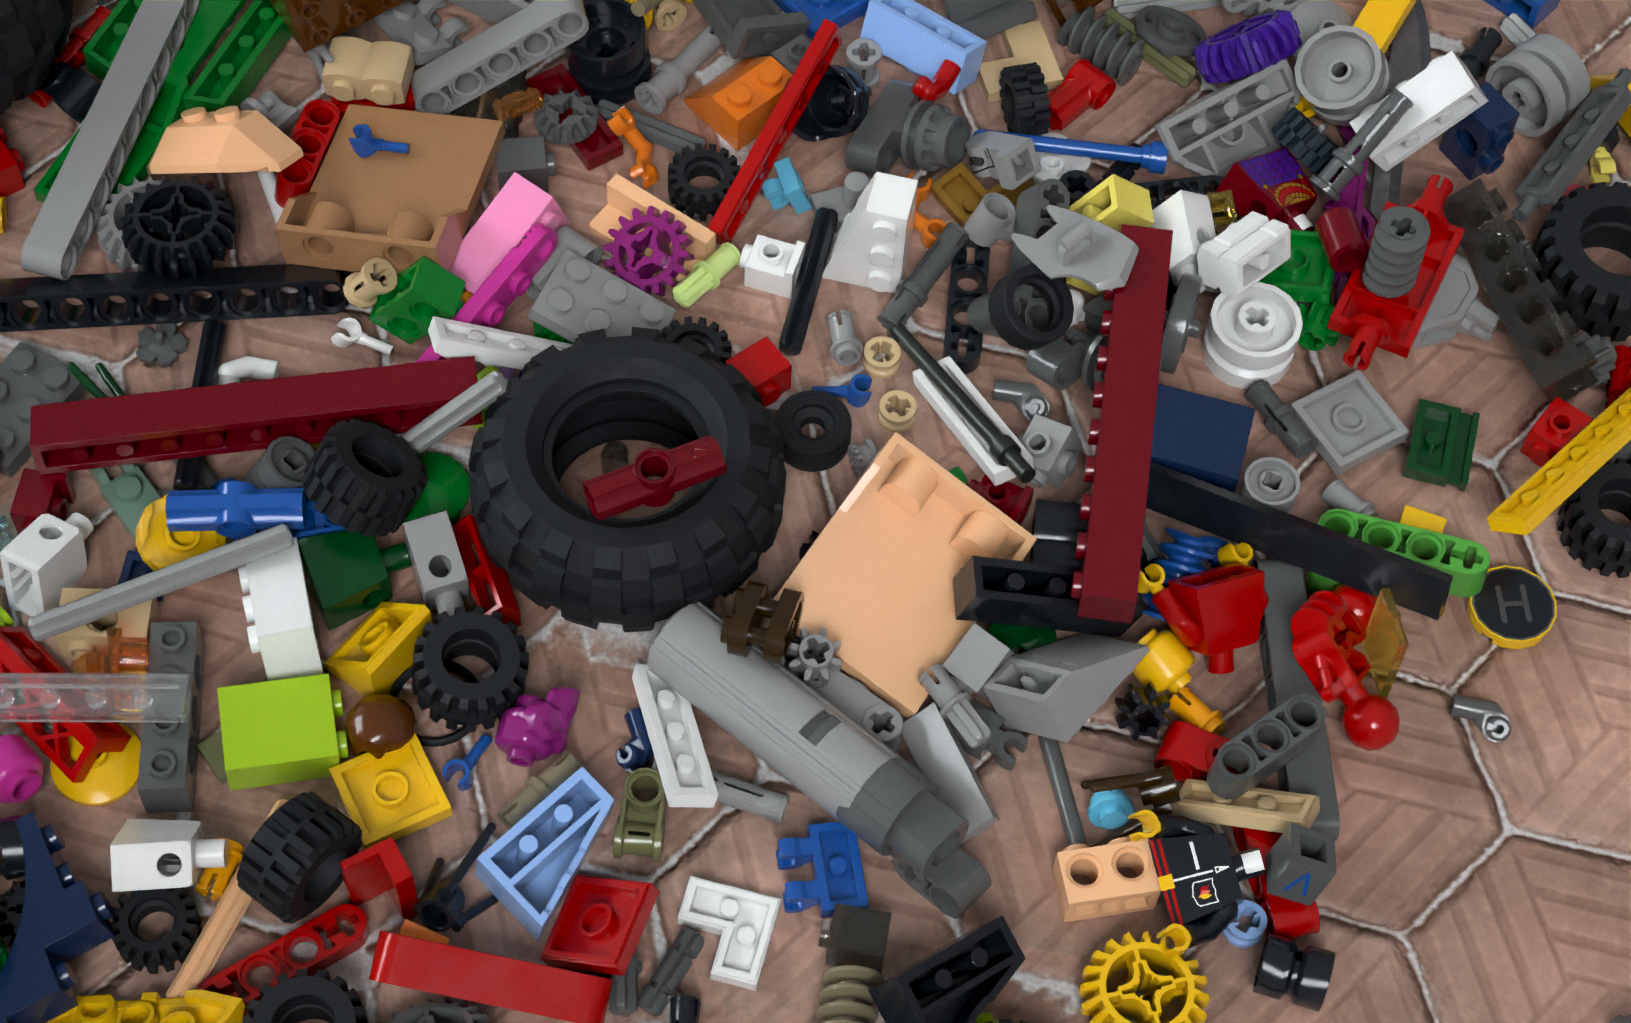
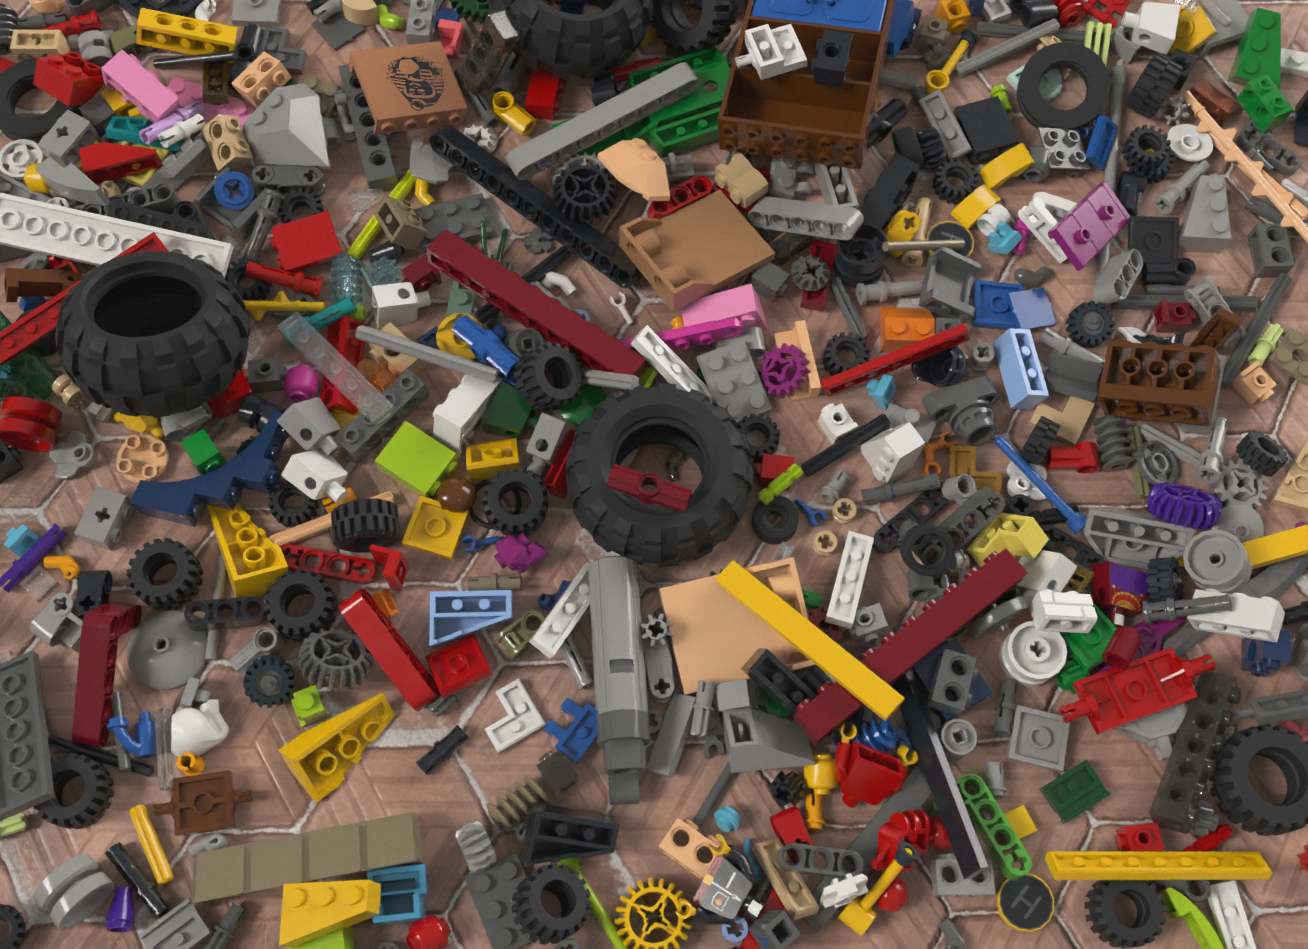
camera: 45 degrees right, 10 degrees up
(72, 801) = (311, 425): none -> light grey torso
(366, 145) = (705, 217): blue hand -> none
(367, 278) = (646, 280): tan bush -> none
(420, 294) = (655, 310): green brick -> none
(444, 903) = (402, 597): black plant -> none
(517, 104) = (789, 249): clear orange piece -> none
(624, 125) = (834, 298): orange arm -> none
(670, 972) = (470, 712): dark grey axle -> none
(706, 275) = (801, 402): yellowish green axle -> none
(749, 609) = (644, 584): dark brown brick -> none
(784, 377) = (780, 484): none -> lime axle
(940, 84) = (1002, 399): red arm -> none
(997, 156) = (996, 461): light grey leg -> none
(1002, 446) = (842, 607): pearl dark grey bar -> none
(1008, 503) = (810, 640): none -> yellow tile
(1023, 395) = (892, 588): dark grey arm -> none
(1080, 250) = (972, 543): light grey shield -> none
(1154, 786) = (753, 829): dark brown plant -> none
(1197, 432) = (945, 679): none -> dark grey brick
(1327, 748) = (844, 891): none -> white piece
(1359, 775) = (859, 913): none -> yellow piece
(1385, 642) = (930, 864): clear yellow piece -> none
(1396, 252) = (1136, 680): dark grey piece -> none
(1433, 641) = (960, 887): none -> light grey brick

